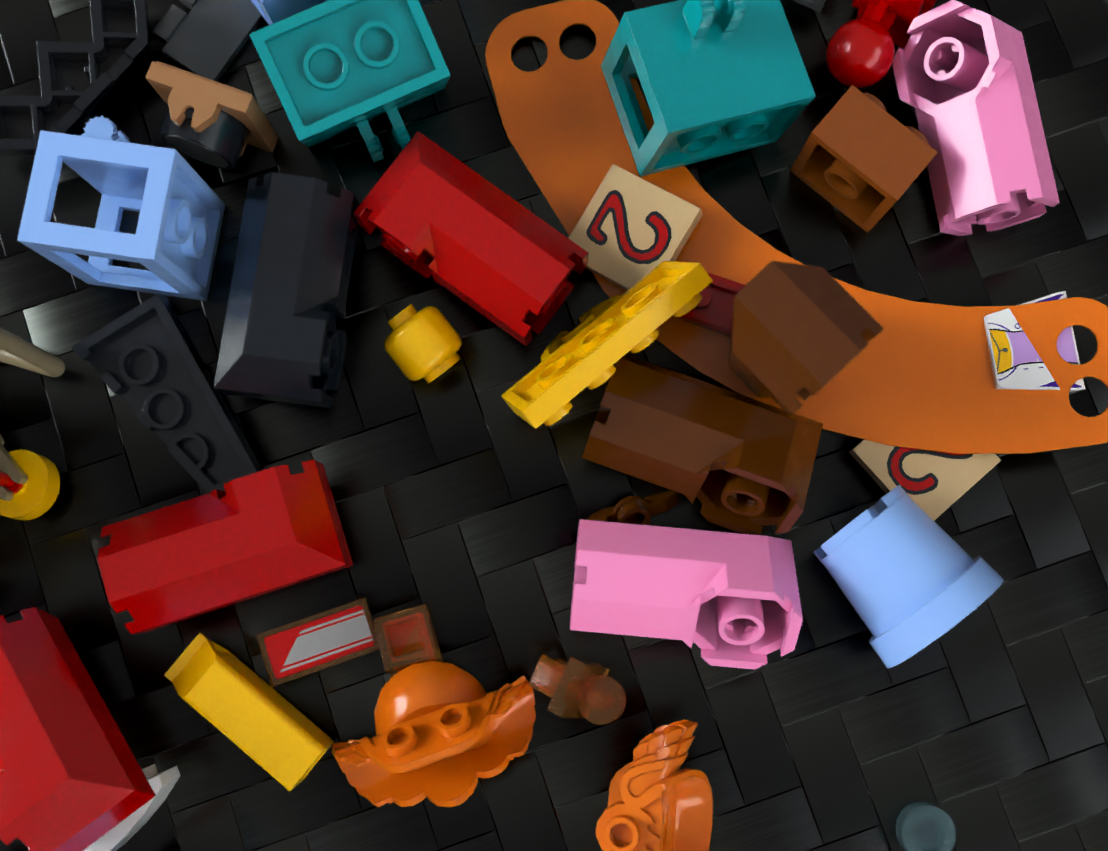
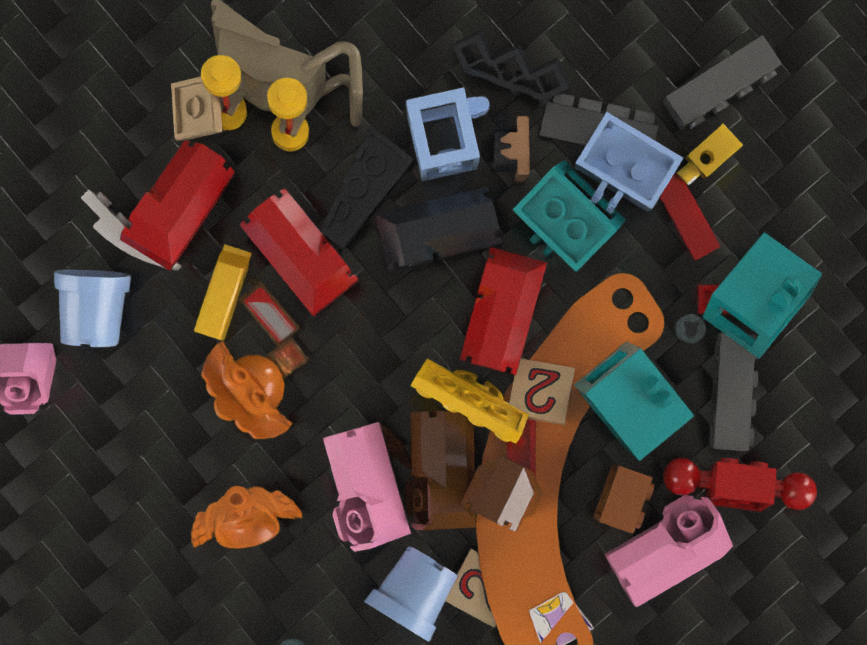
camera: 65 degrees right, 5 degrees up
(422, 343) = (440, 306): yellow head -> none
(579, 689) = (296, 453): clear orange hips -> none

